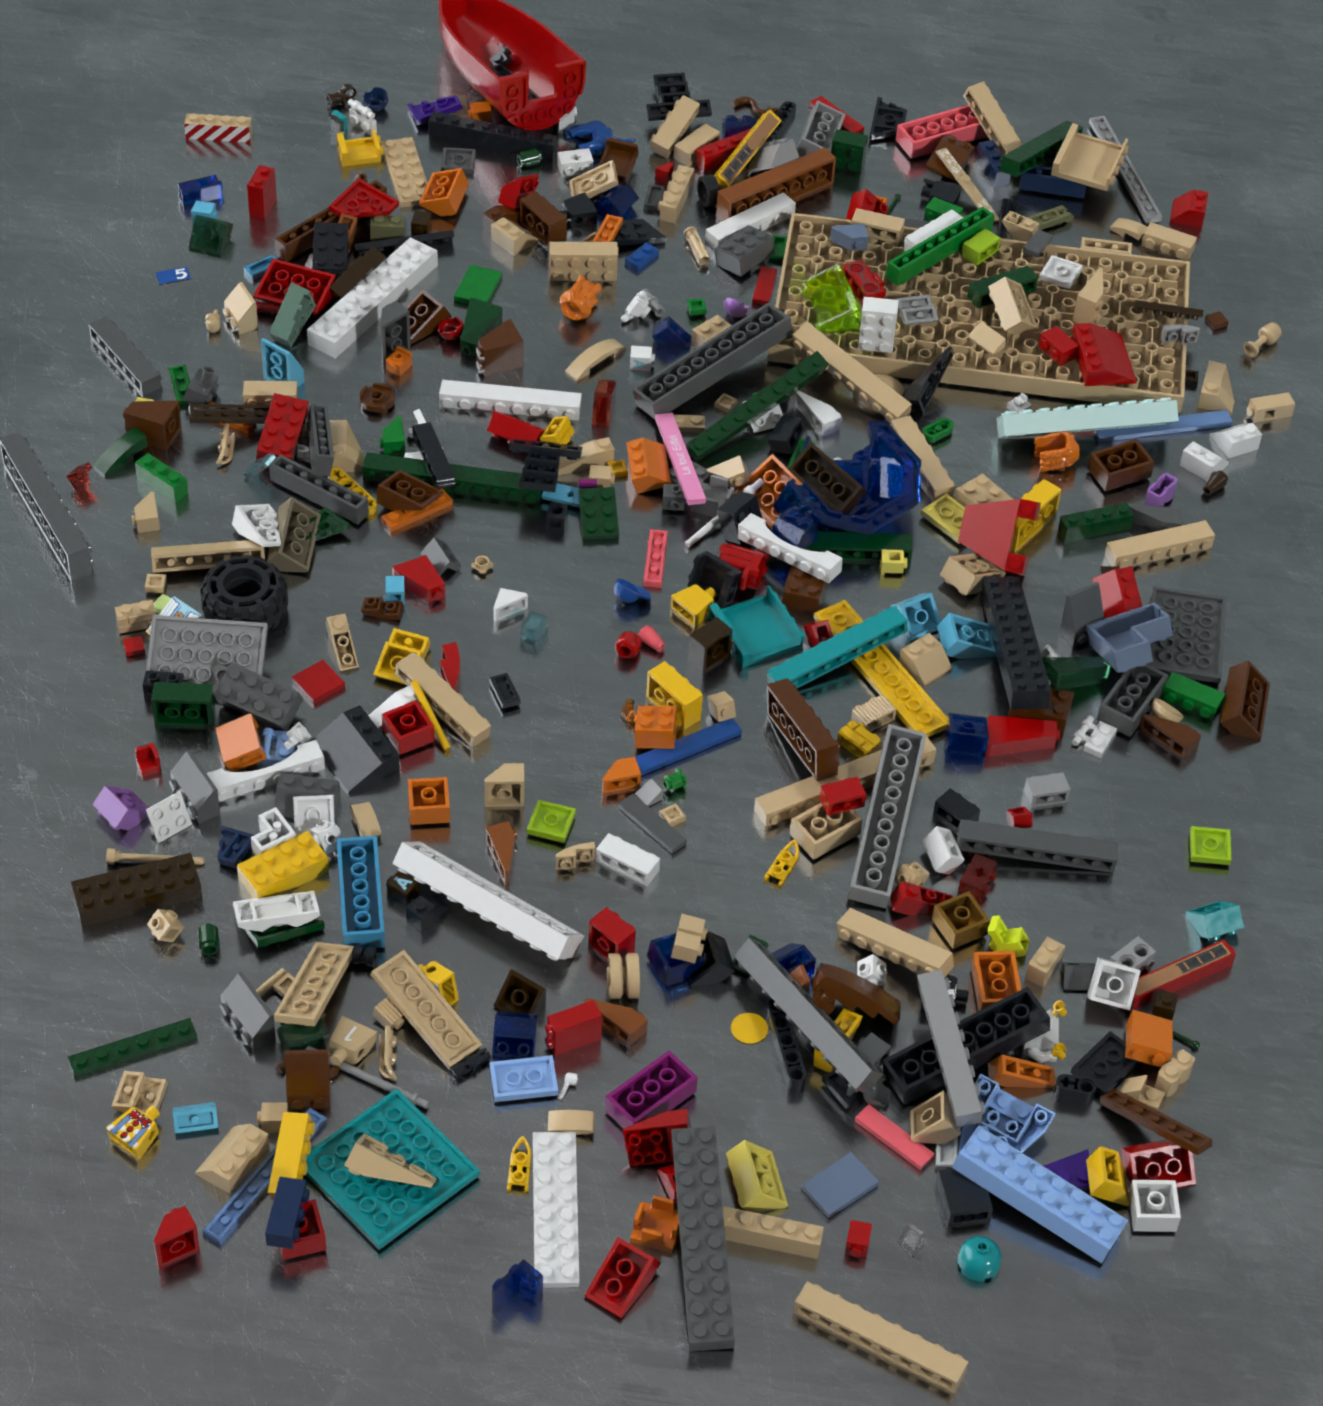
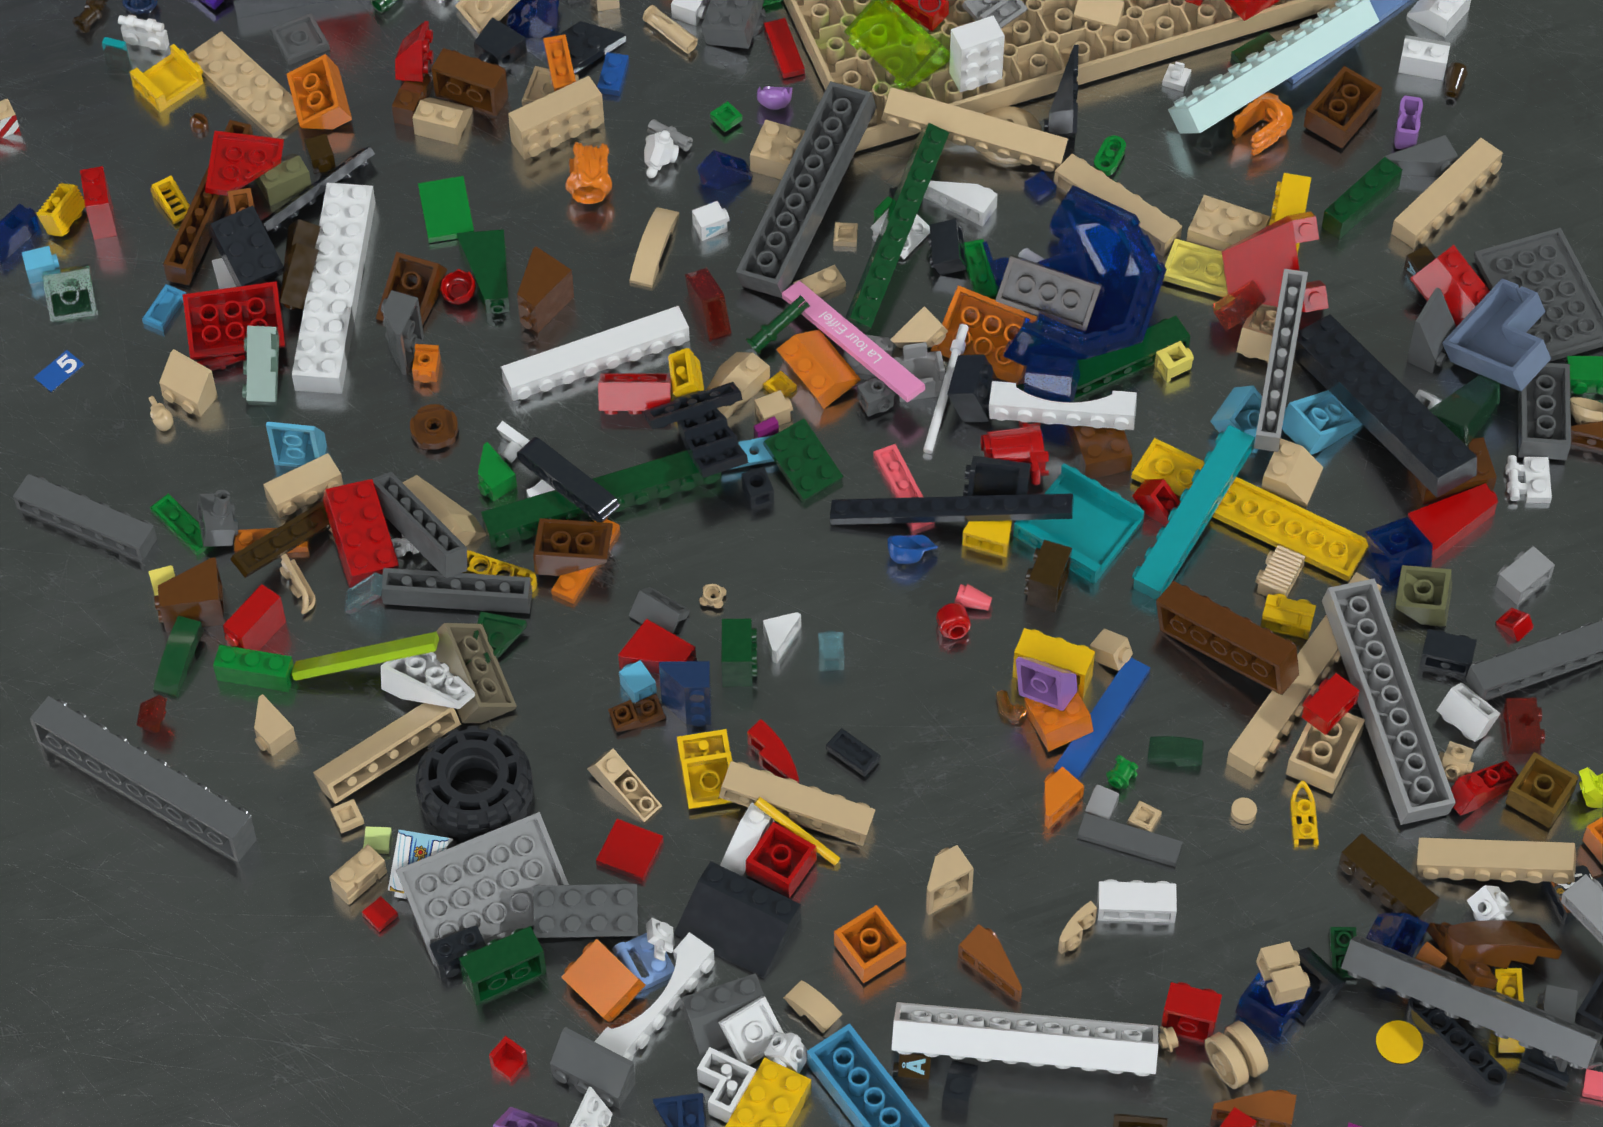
camera: 25 degrees left, 10 degrees up
(180, 450) = (255, 620): none -> red brick
(232, 498) = (365, 656): none -> lime tile
(235, 189) = (61, 209): none -> yellow brick
(310, 203) = (164, 185): none -> yellow slope
(420, 603) = (687, 690): none -> dark blue slope
(469, 598) = (738, 652): none -> dark green brick
(551, 821) = (1019, 896): lime plate -> none
(586, 948) = (1168, 1039): none -> tan plate
(632, 432) = (768, 332): none -> dark green pin
(654, 696) = (1045, 682): none -> medium lavender slope
(674, 579) = (952, 509): none -> black plate
(724, 785) = (1176, 749): none -> clear green slope
(743, 841) = (1243, 810): none -> tan tile
(811, 925) = (1387, 879): none -> dark brown brick
(958, 582) = (1281, 360): none -> light grey brick
(959, 545) = (1238, 305): none -> clear red slope
(965, 768) = (1425, 594): none -> olive slope

